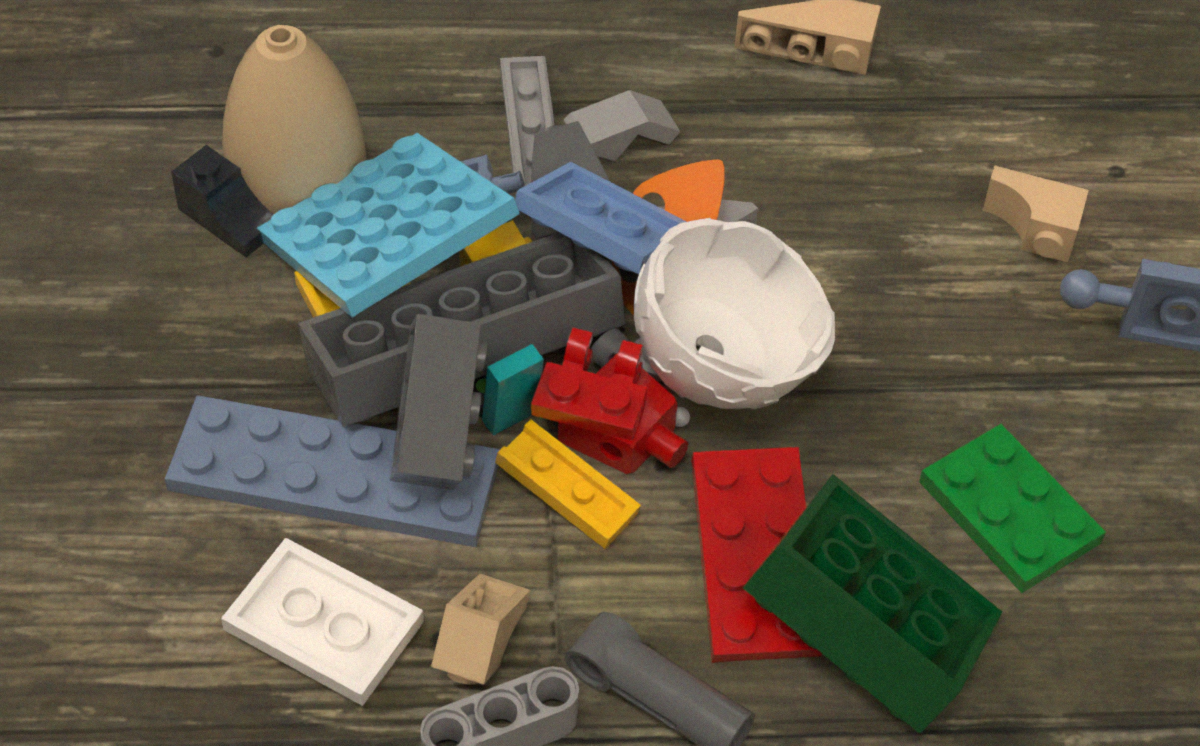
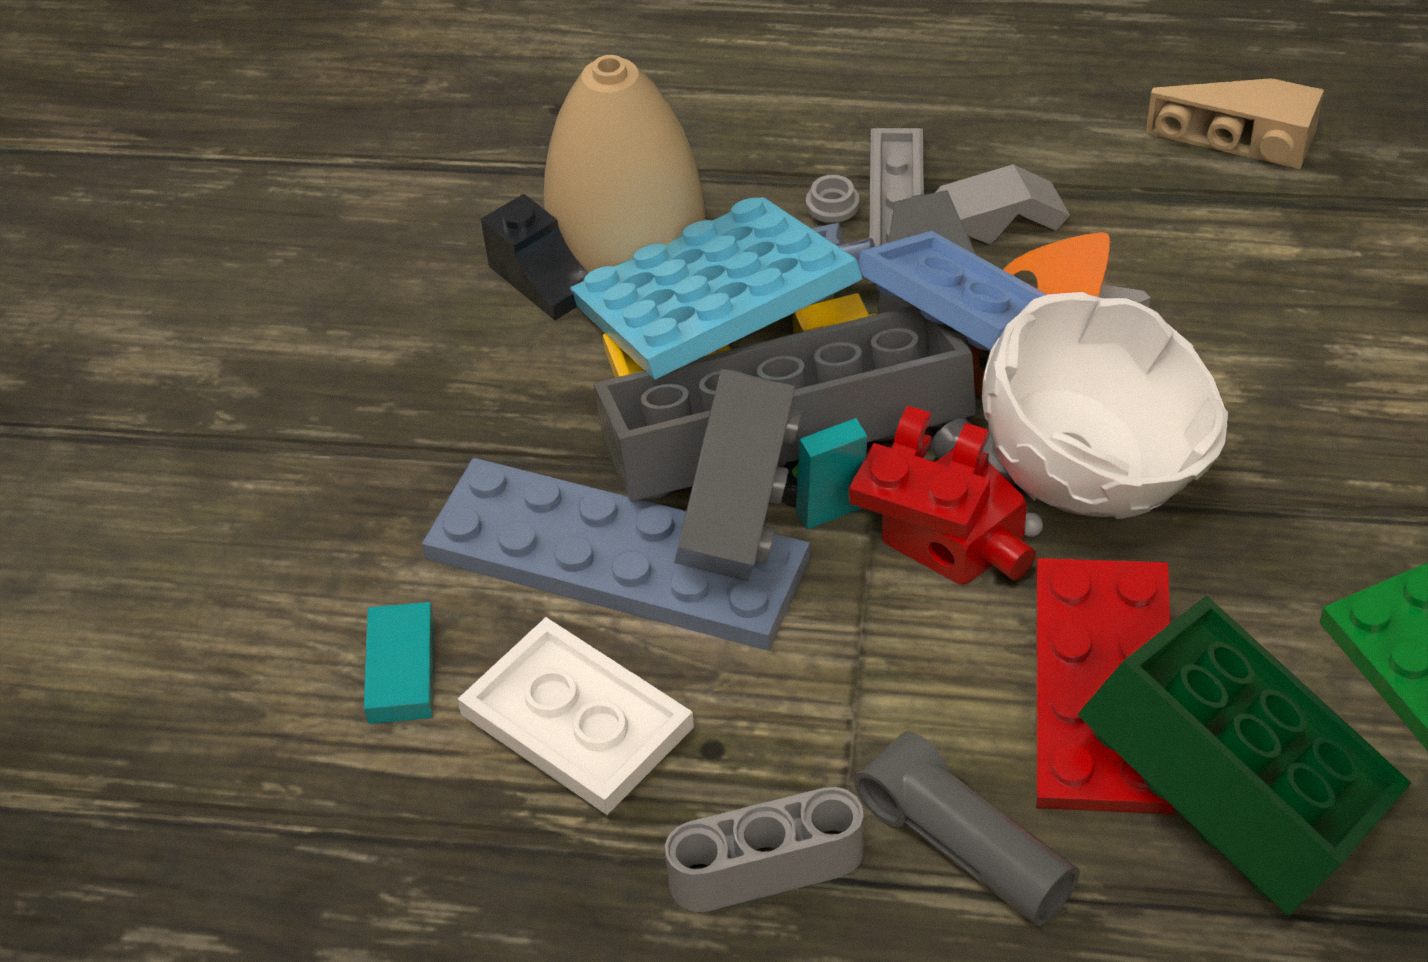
camera: 15 degrees right, 5 degrees down
(161, 588) = (399, 663): none -> teal tile
(475, 128) = (832, 199): none -> light grey plate
(478, 629) = (753, 739): tan arch -> none
(568, 484) = (886, 588): yellow hinge -> none

